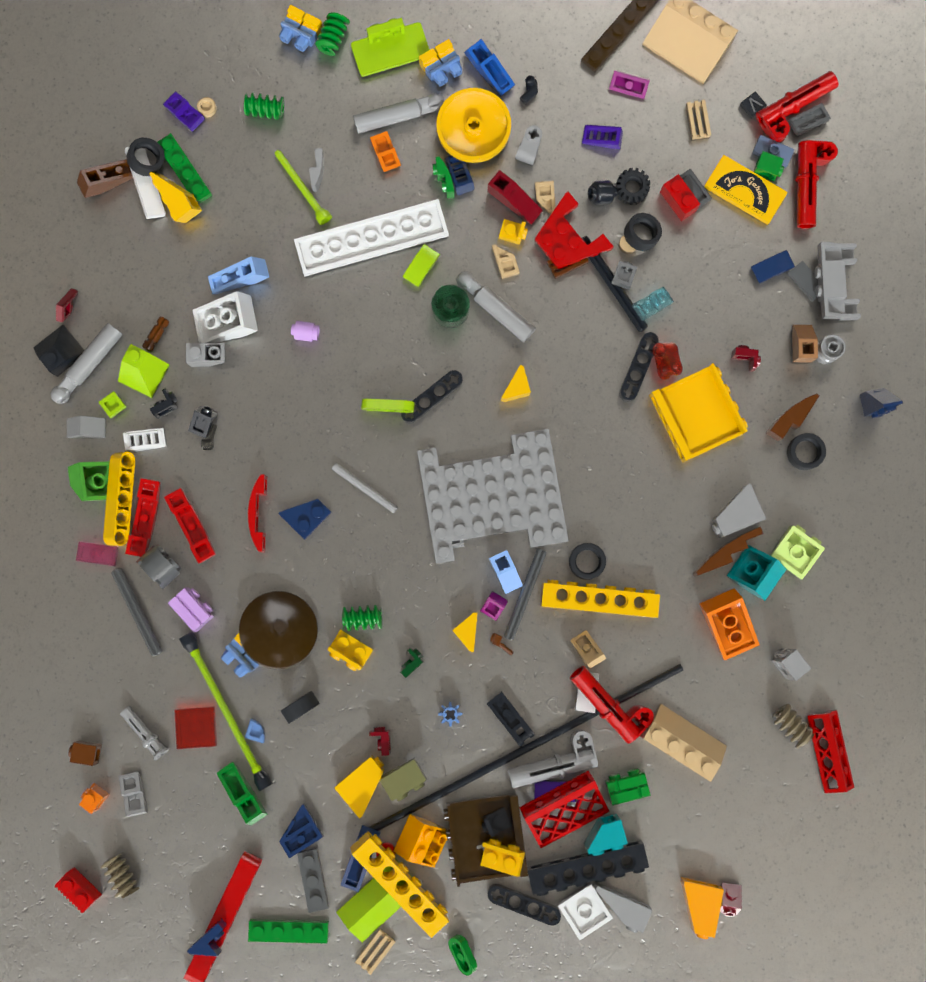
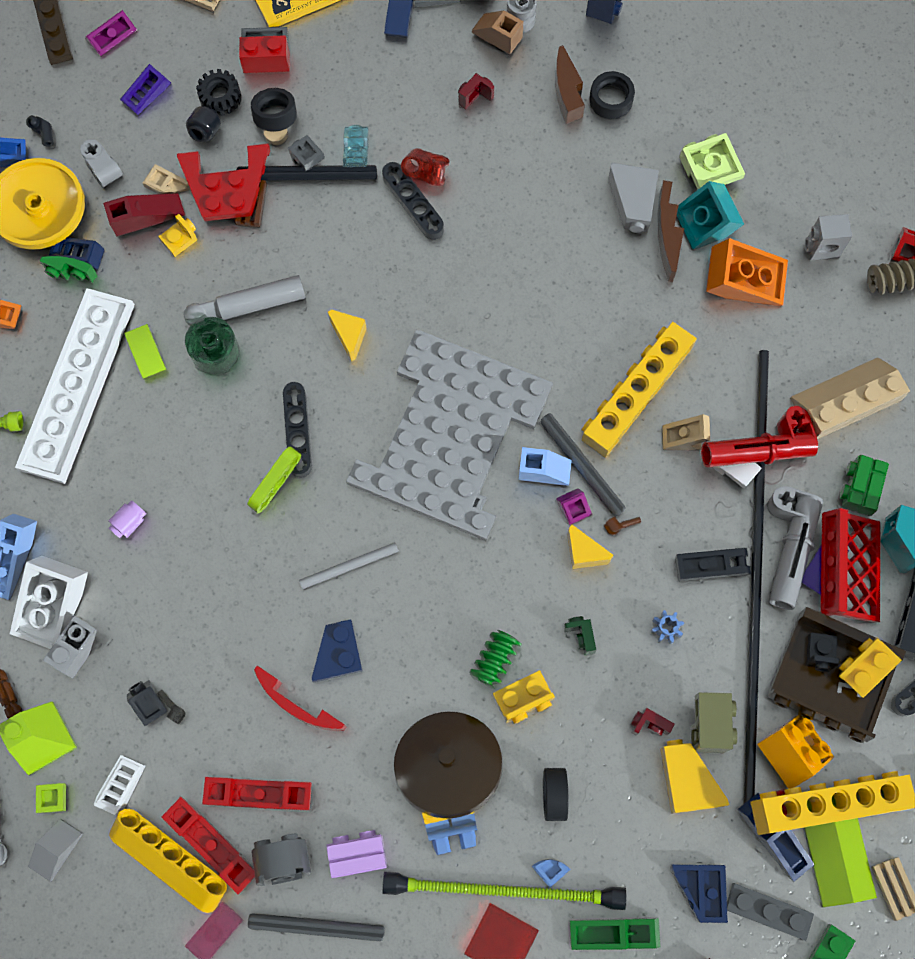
camera: 55 degrees left, 10 degrees down
(89, 480) = (119, 882): bright green slope -> none
(164, 407) = (97, 738): black bracket -> none
(506, 262) = (205, 264): tan tile -> none
(600, 554) = (591, 359): black tyre -> none
(698, 413) = (501, 171): yellow panel -> none

